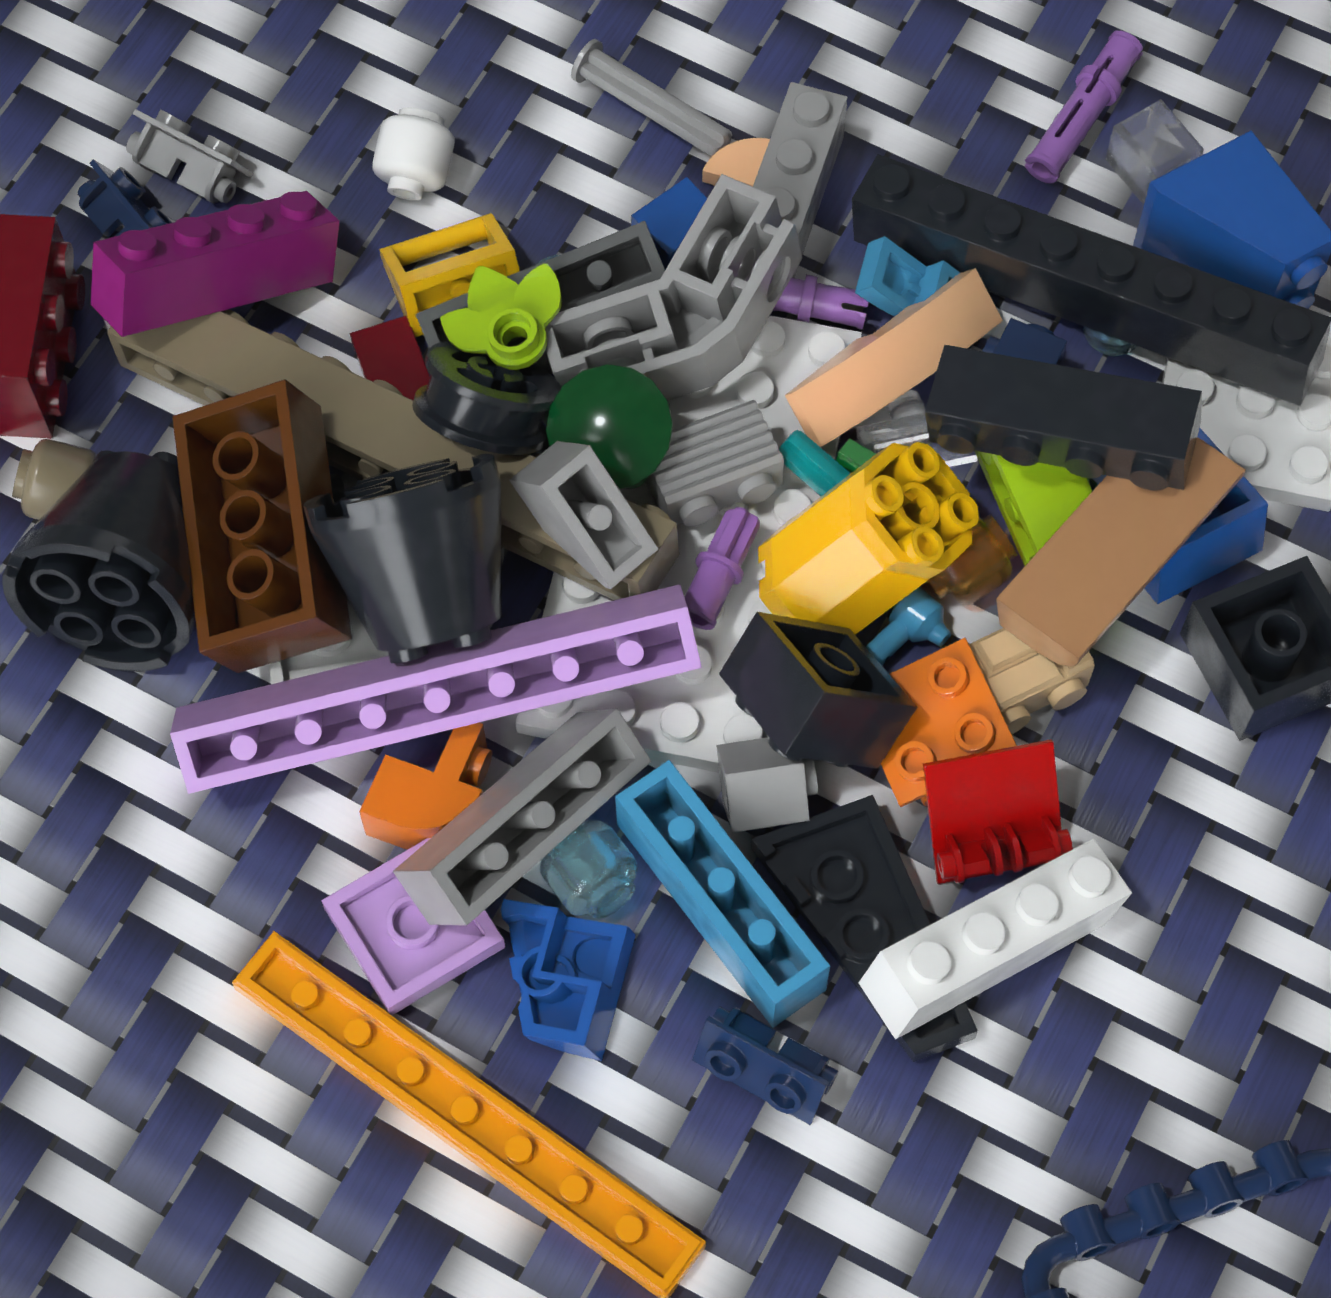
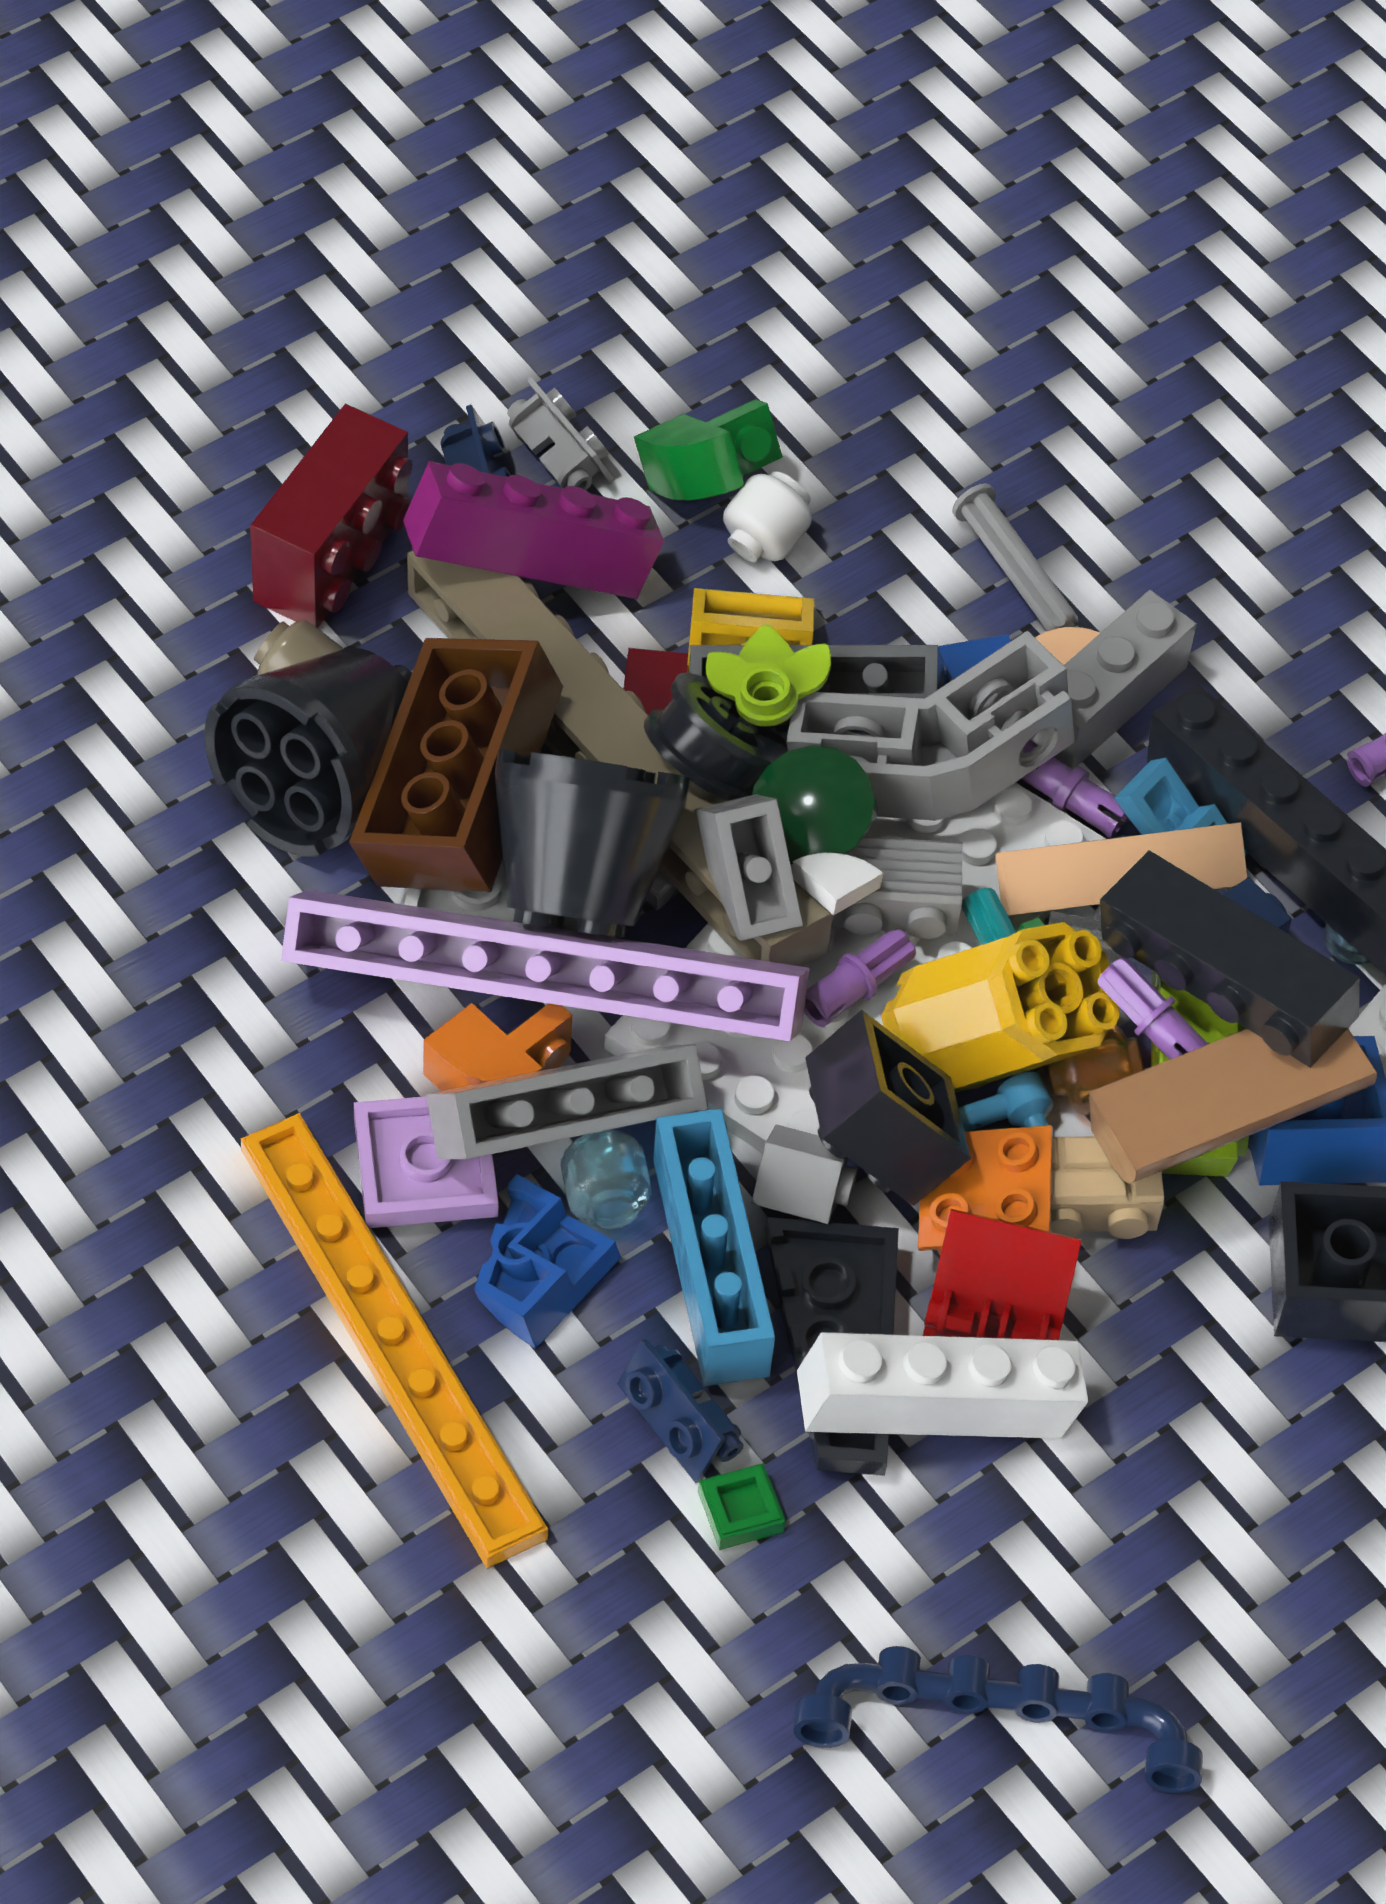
camera: 20 degrees right, 10 degrees down
(330, 123) = (707, 458): none -> green brick
(665, 489) = (836, 879): none -> white tile
(864, 1130) = (741, 1506): none -> green tile
(1010, 494) = (1149, 1009): none -> medium lavender axle

